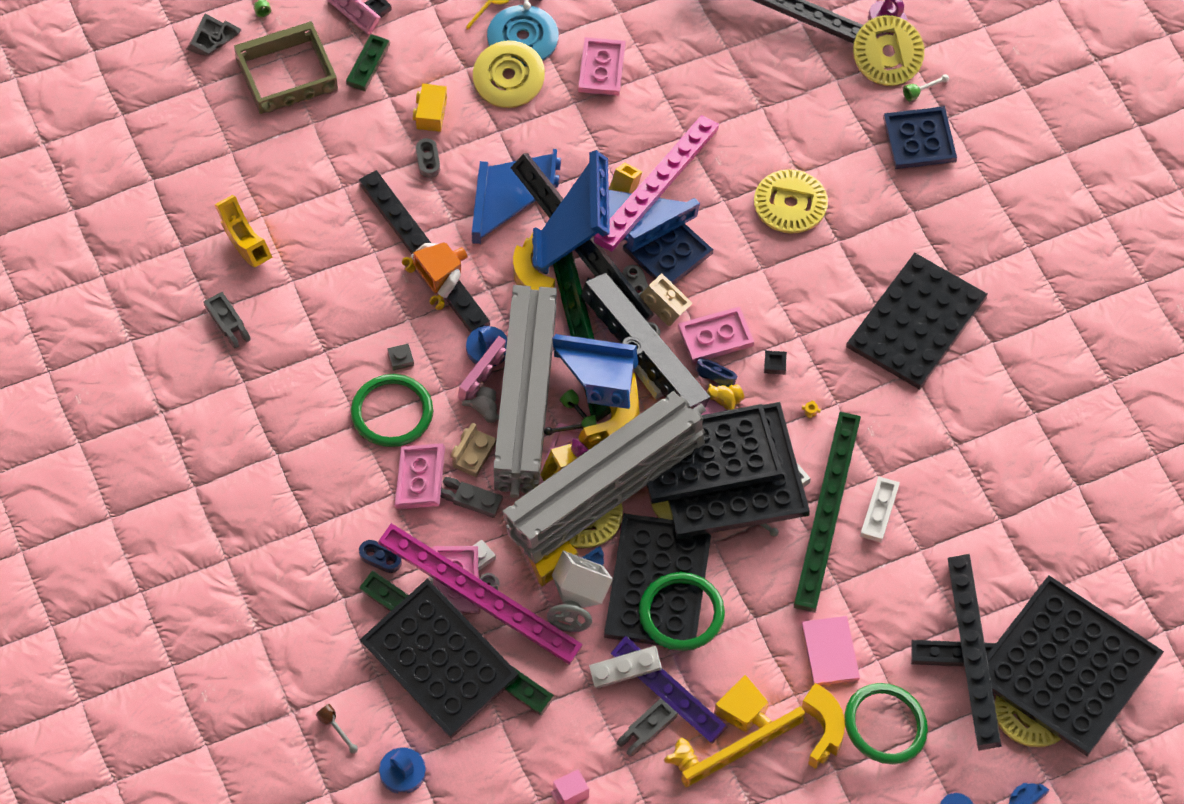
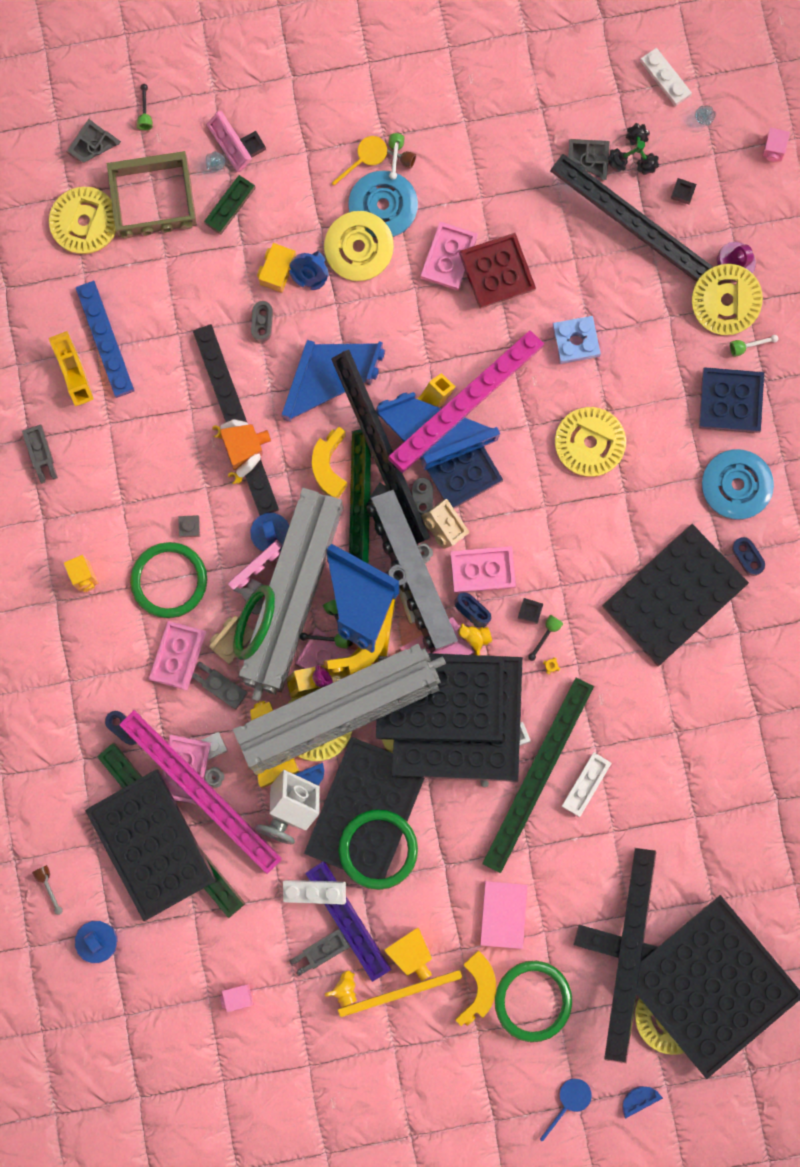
camera: 20 degrees right, 20 degrees up
(204, 94) = (65, 216): none -> light yellow piece
(269, 205) = (105, 339): none -> blue plate
(300, 415) = (81, 573): none -> yellow brick
(342, 27) = (215, 161): none -> clear light blue plate
(465, 101) = (309, 270): none -> blue tile
(495, 443) = (244, 654): none -> green wedge
(578, 216) = (379, 431): blue piece -> none
(654, 67) = (497, 270): none -> dark red plate
(750, 104) = (580, 327): none -> light blue brick
(802, 370) = (552, 625): none -> hinge
(956, 227) = (744, 502): none -> dark azure piece
(981, 270) = (750, 556): none -> dark blue plate

